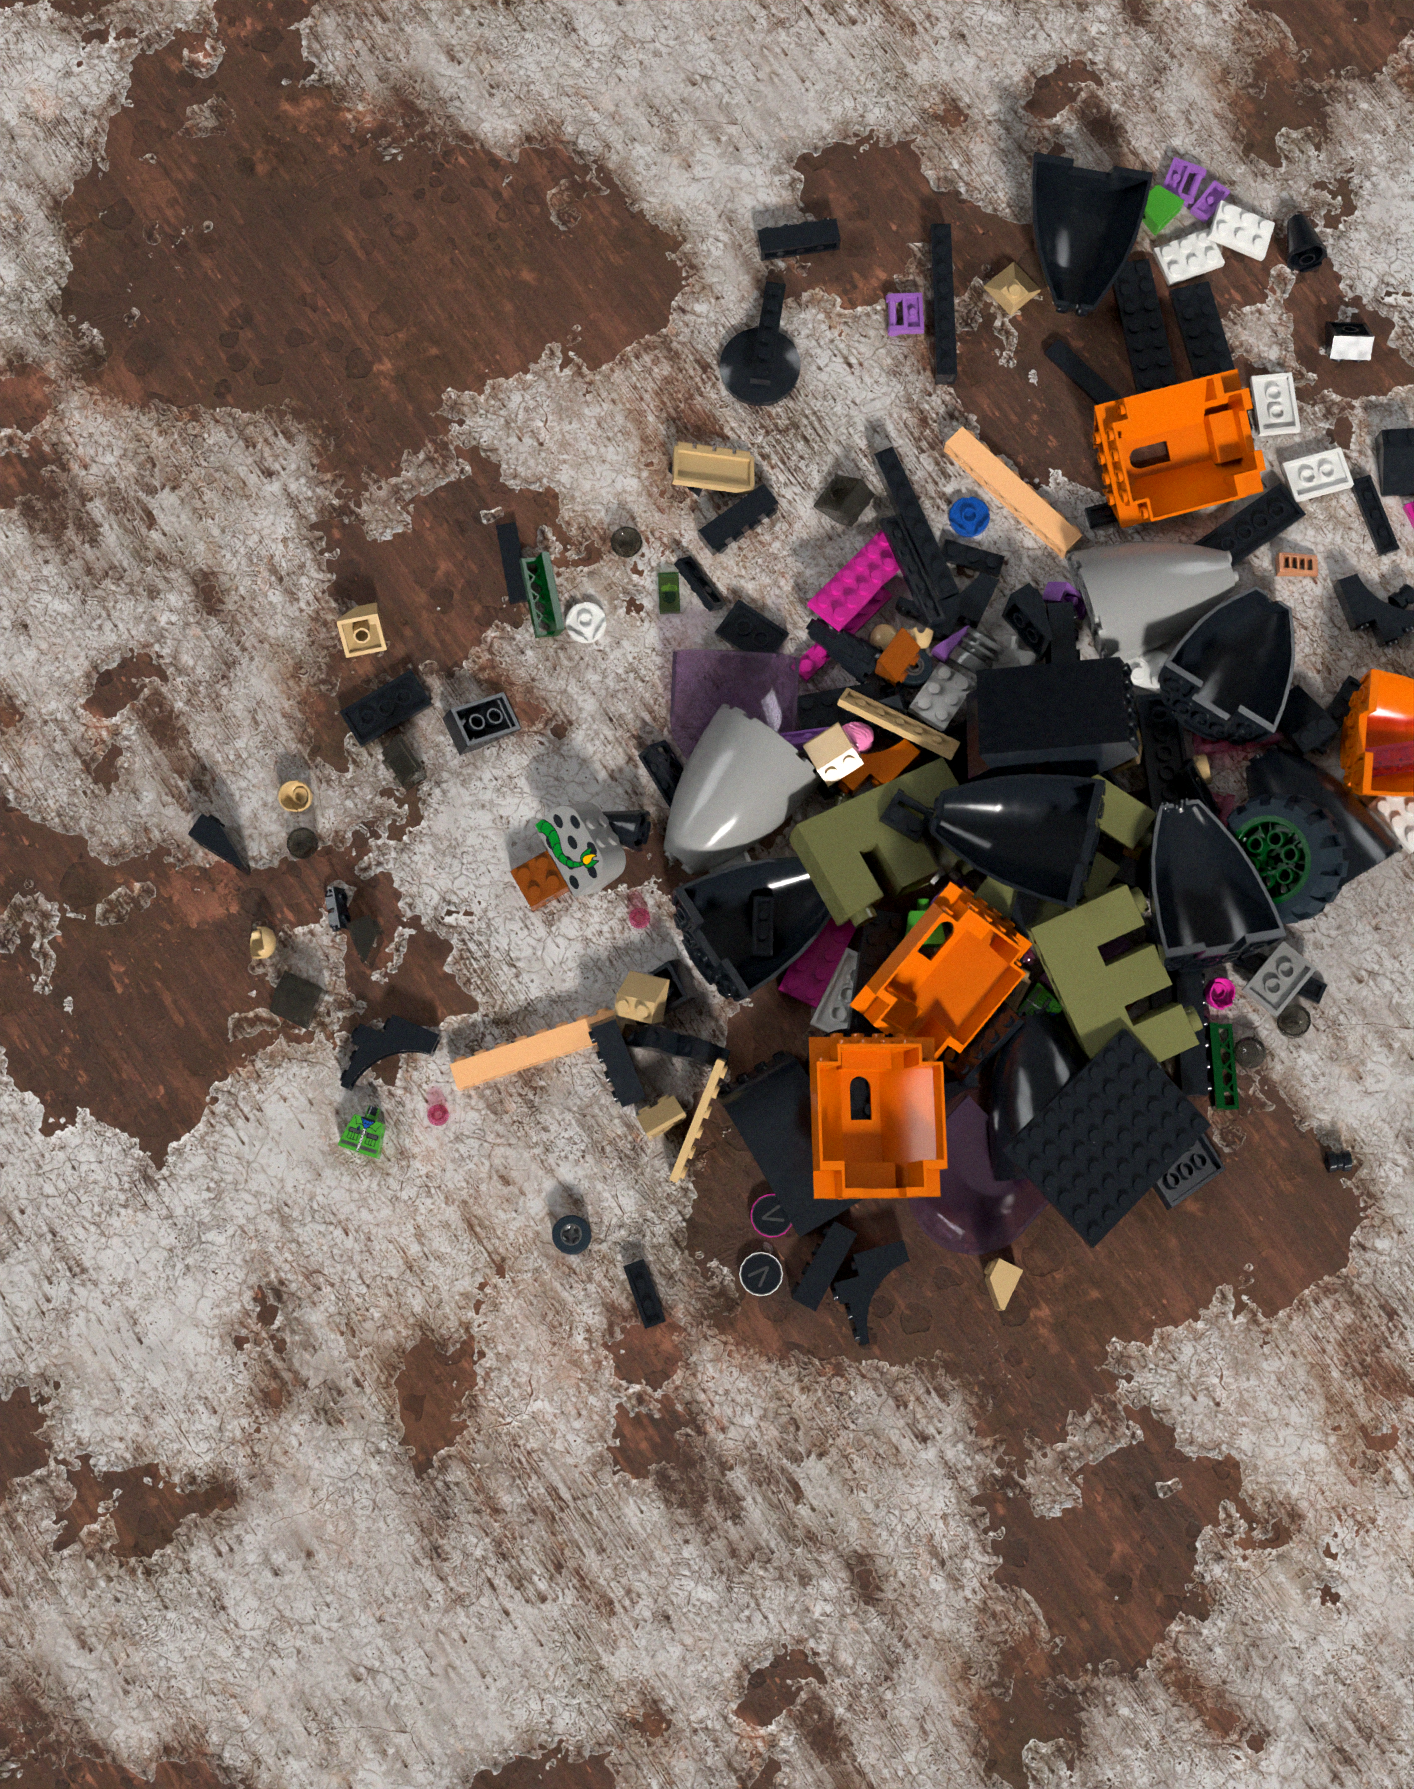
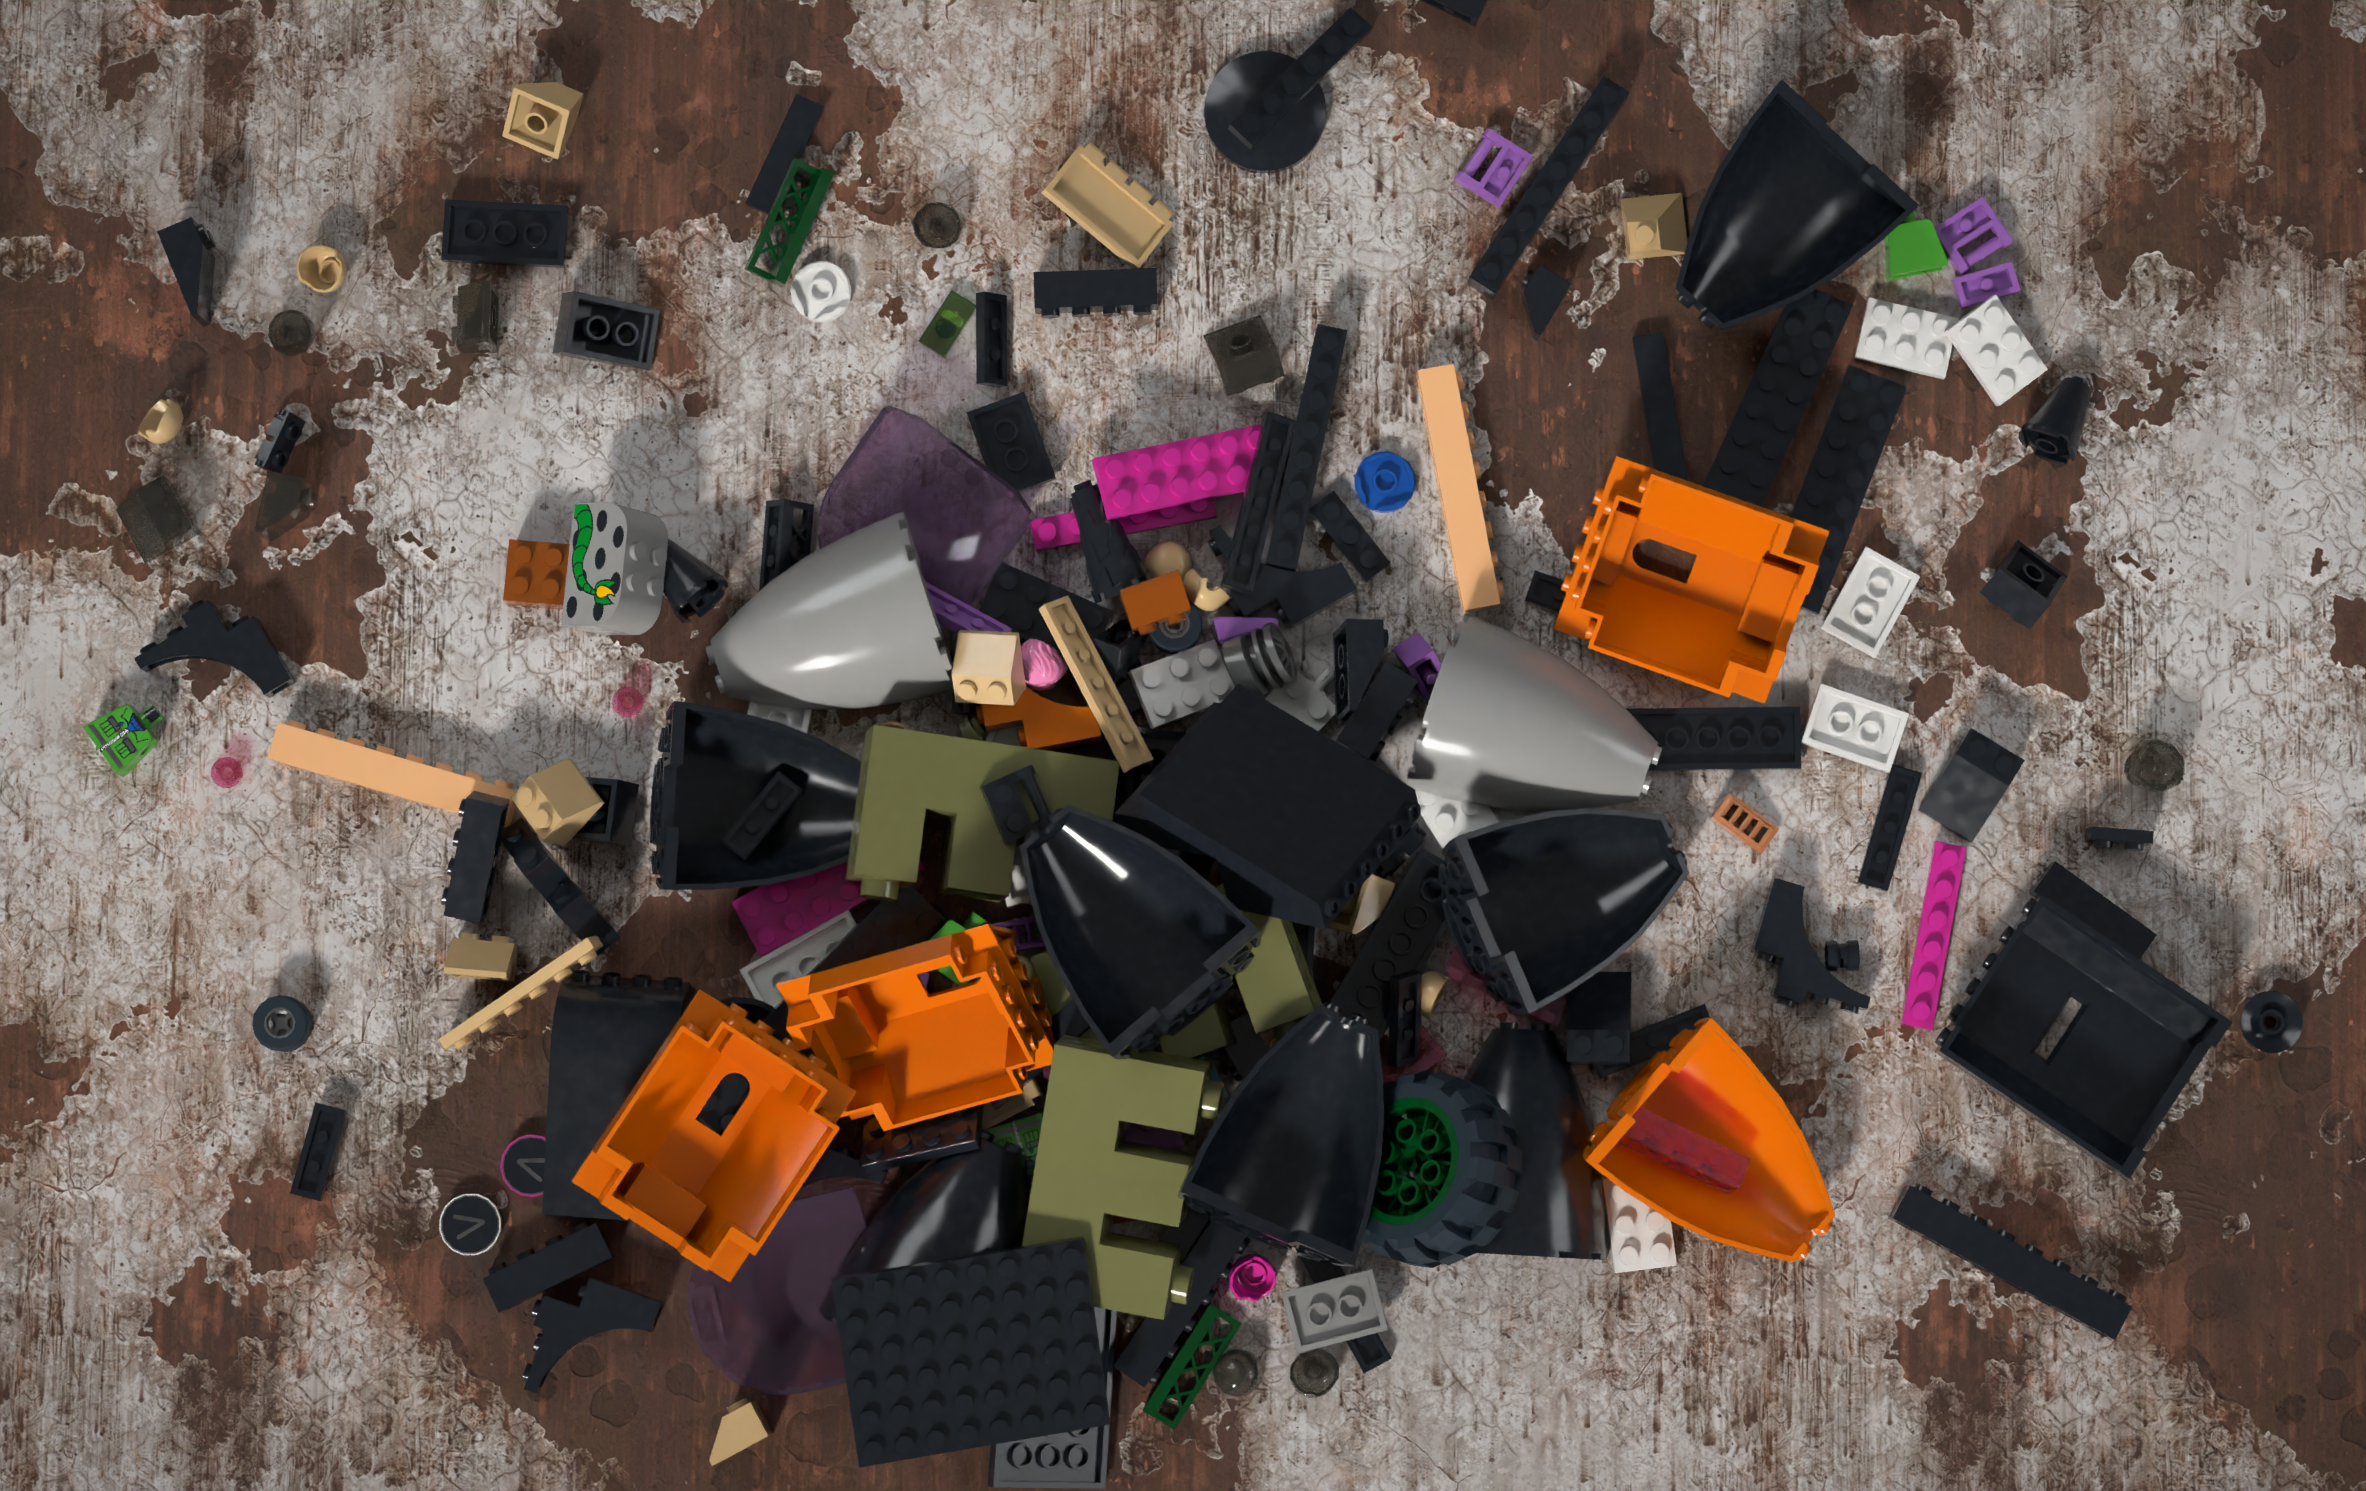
camera: 35 degrees right, 5 degrees up
(982, 363) = (1542, 298): none -> black slope

